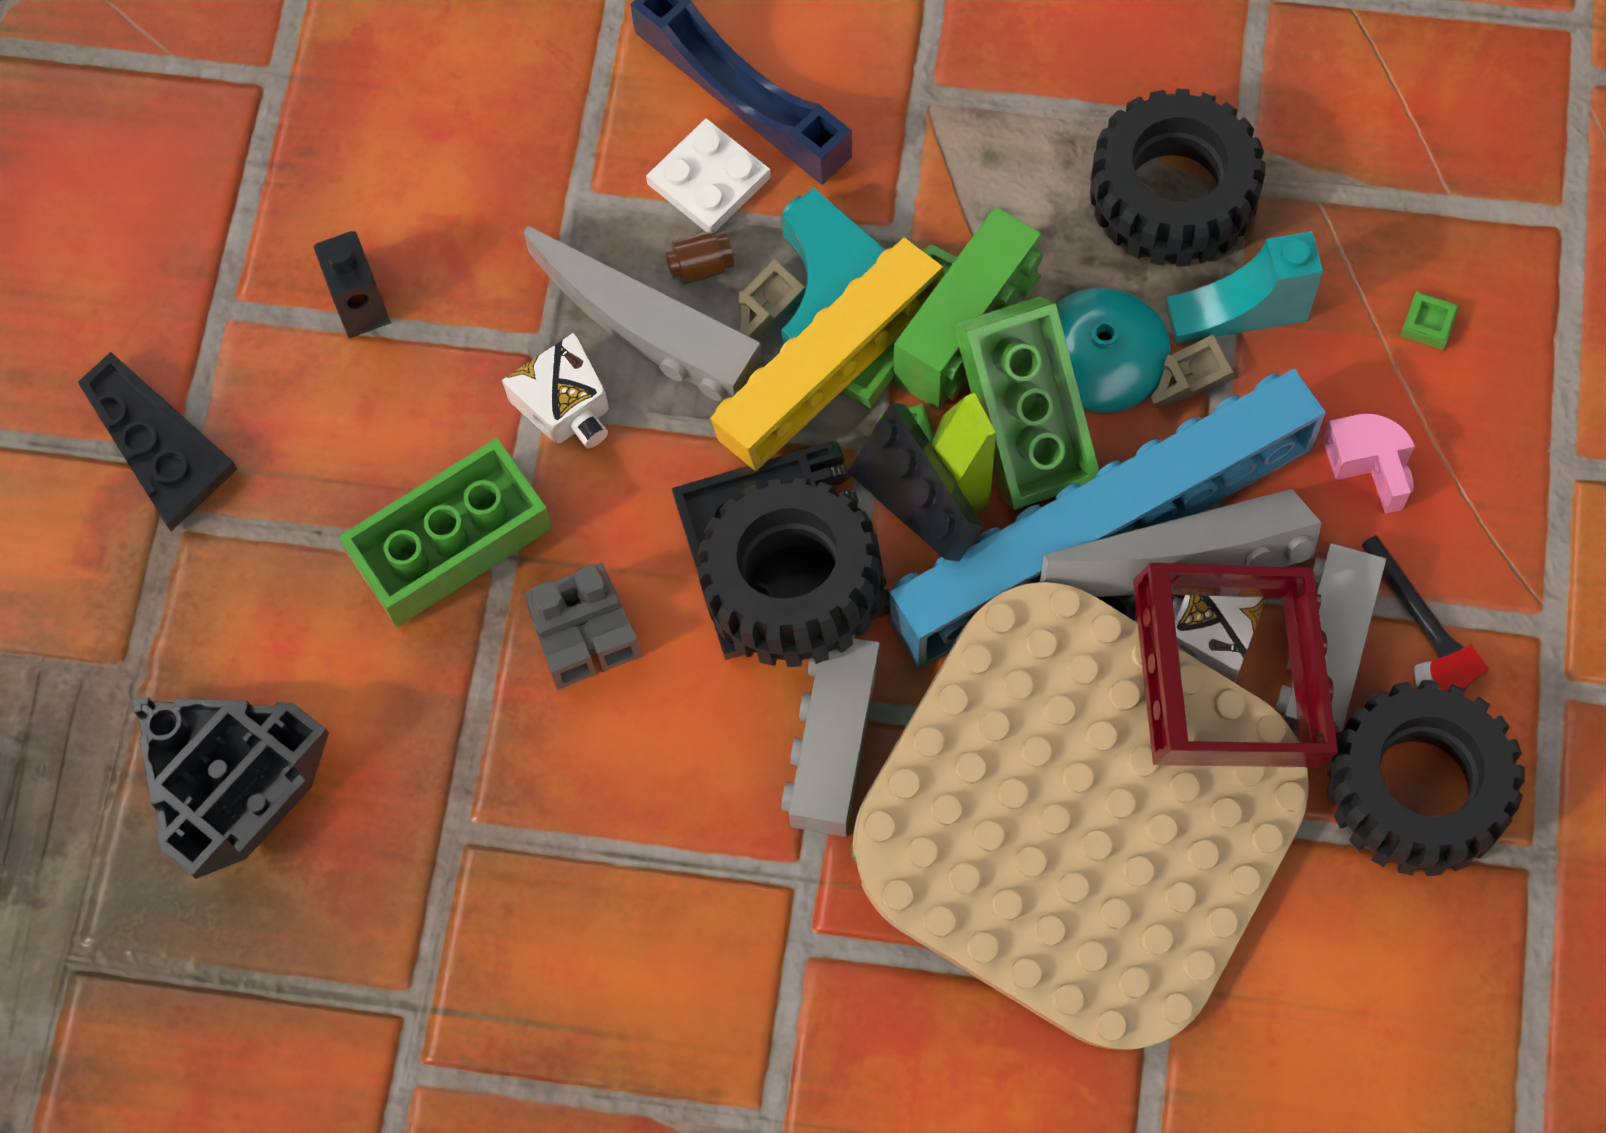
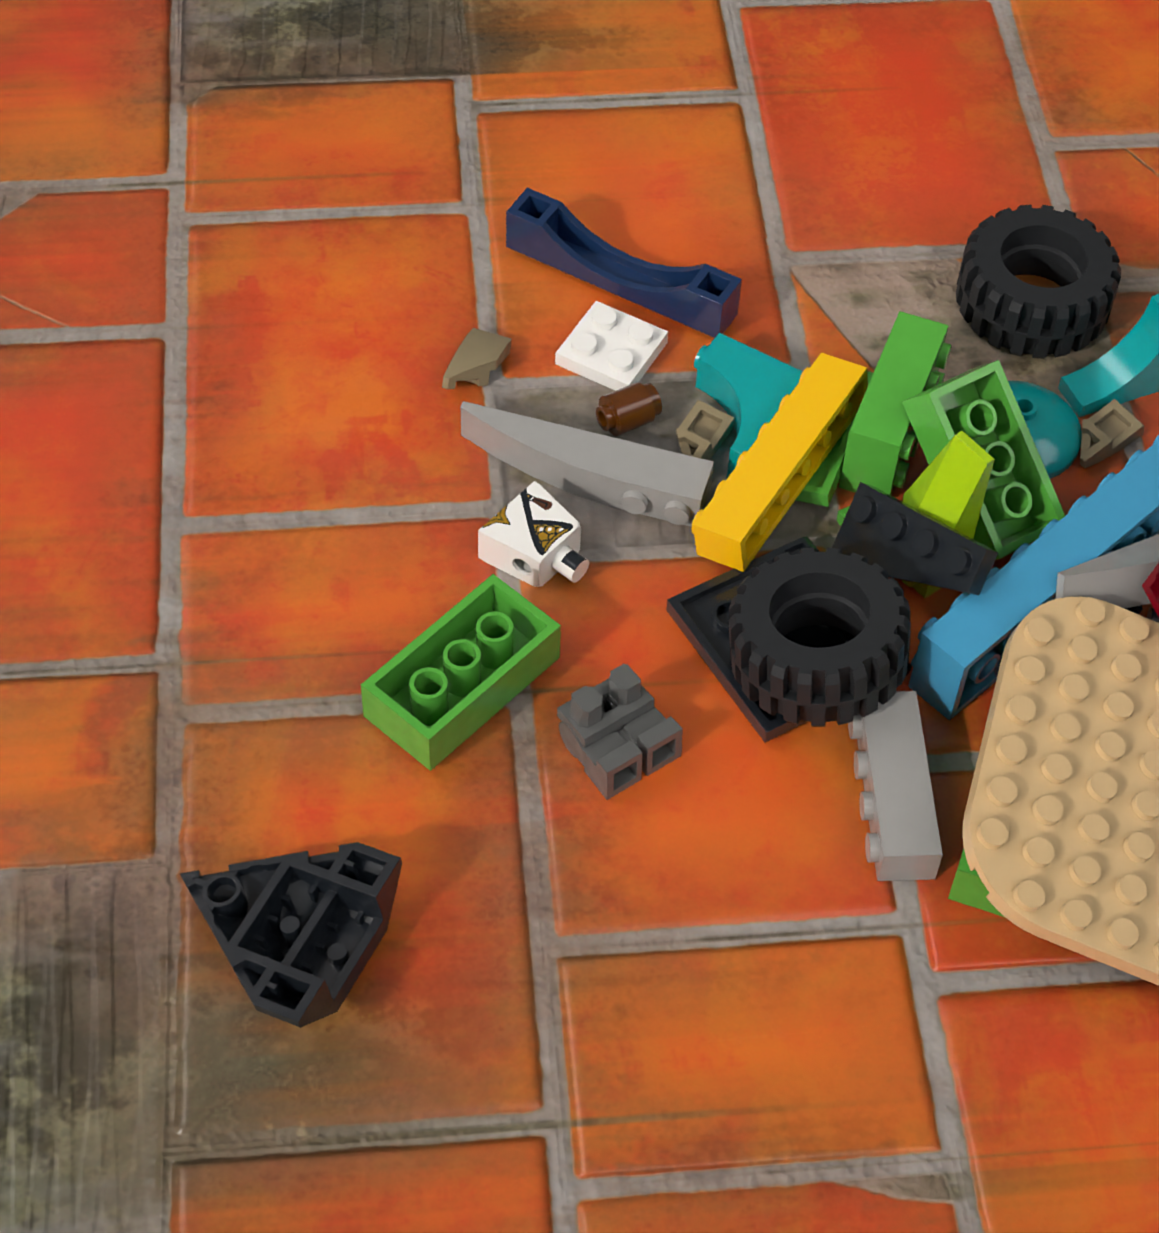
camera: 20 degrees left, 15 degrees down
(161, 447) = (144, 648): black wing -> none
(348, 275) = (294, 462): black torso -> none
(564, 167) = (476, 358): none -> dark tan slope

